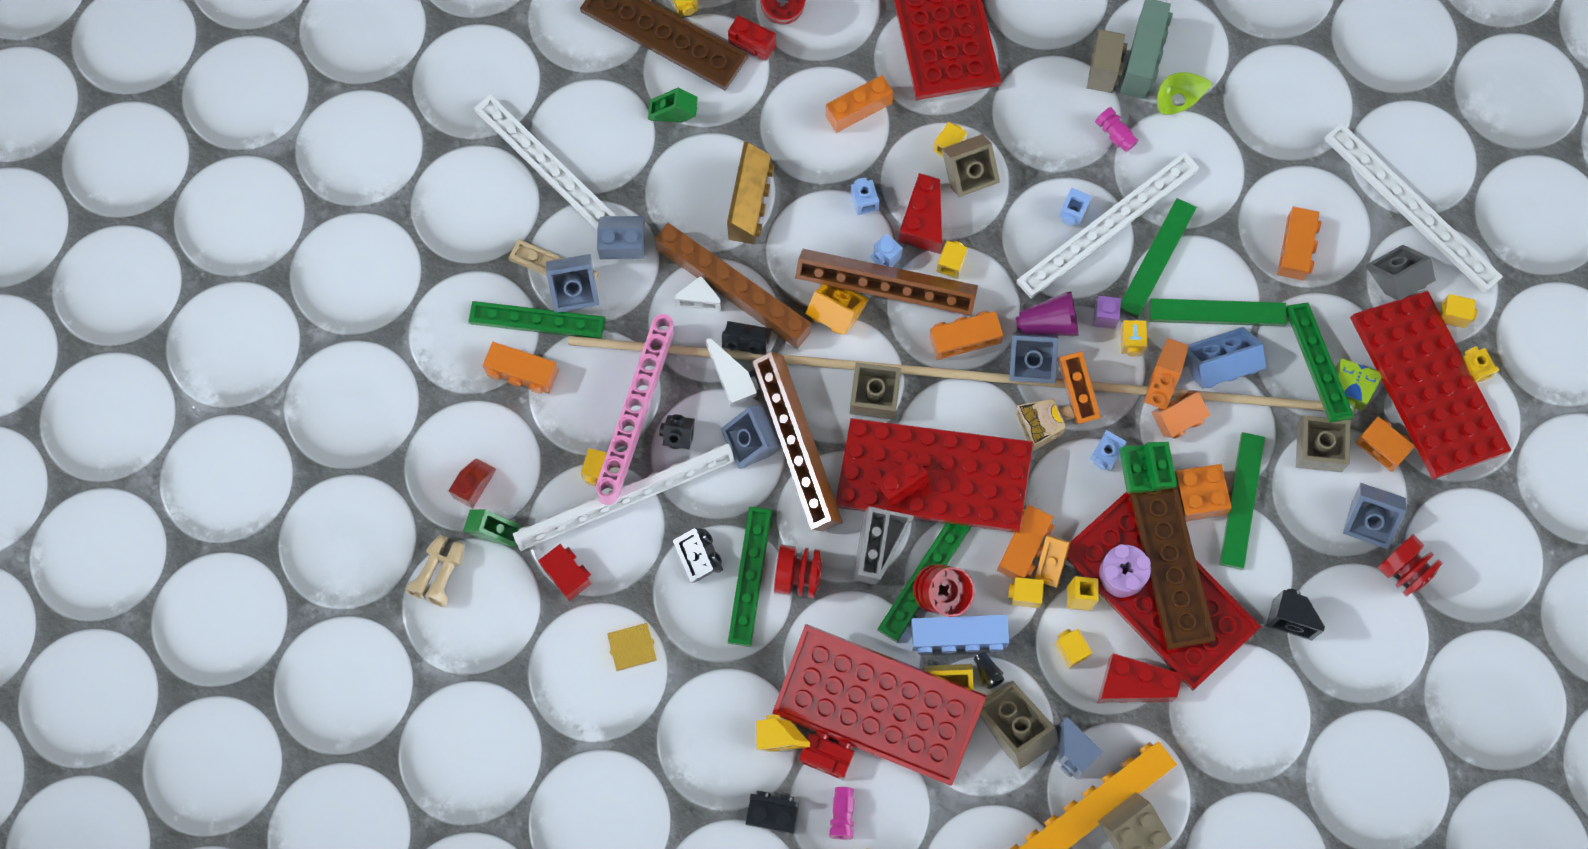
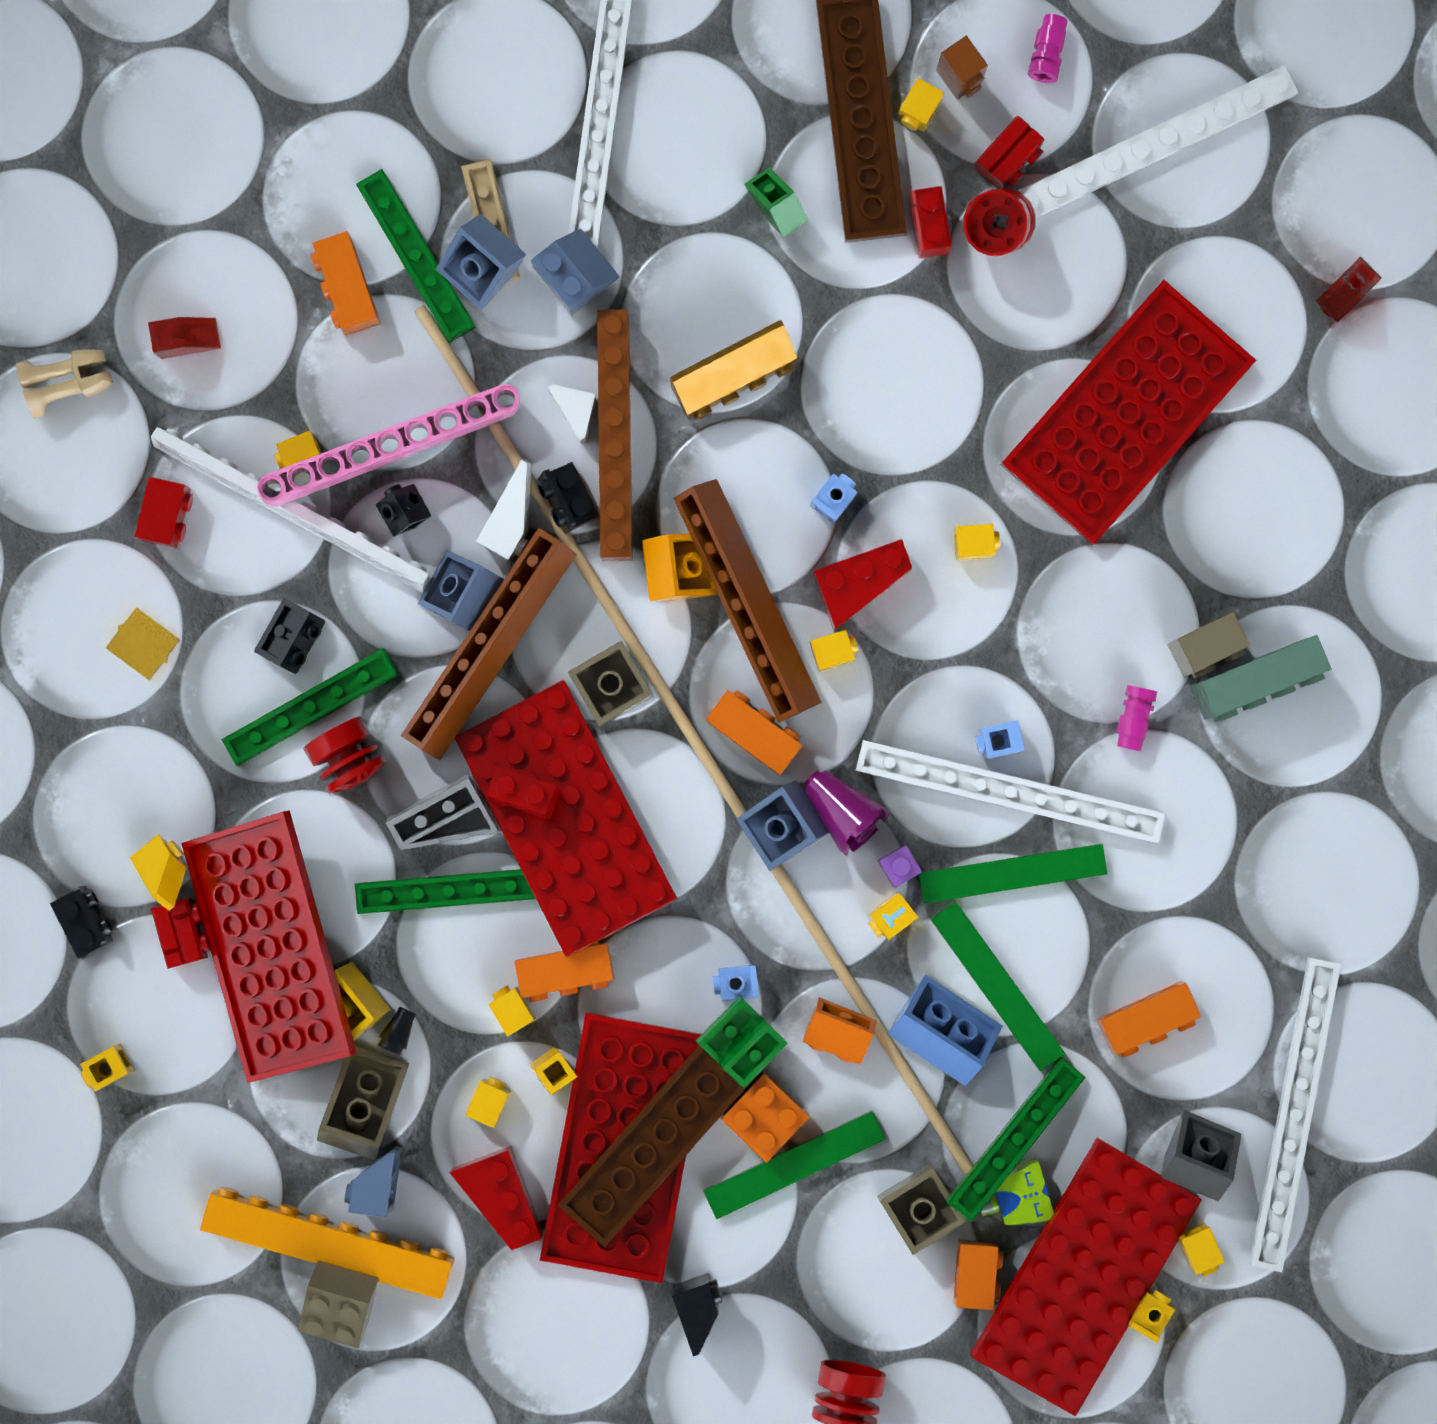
camera: 50 degrees right, 15 degrees up
(491, 527) = (150, 397): green slope -> none
(842, 814) = (133, 994): dark pink axle -> none
(859, 103) = (942, 406): orange brick -> none
(886, 251) = (783, 573): light blue brick -> none
(955, 590) = (435, 938): red wheel -> none
(959, 633) = (413, 972): light blue brick -> none
(971, 165) = (956, 589): dark tan brick -> none
(1043, 421) = (718, 889): tan torso -> none
(1052, 560) = (565, 1013): light orange plate -> none
(1078, 387) = (780, 901): orange brick -> none
(1137, 568) = (596, 1113): lavender brick -> none
(1166, 373) = (866, 985): orange window -> none
(1183, 83) = (1257, 758): lime piece -> none
(1374, 515) = (883, 1318): sand blue slope -> none

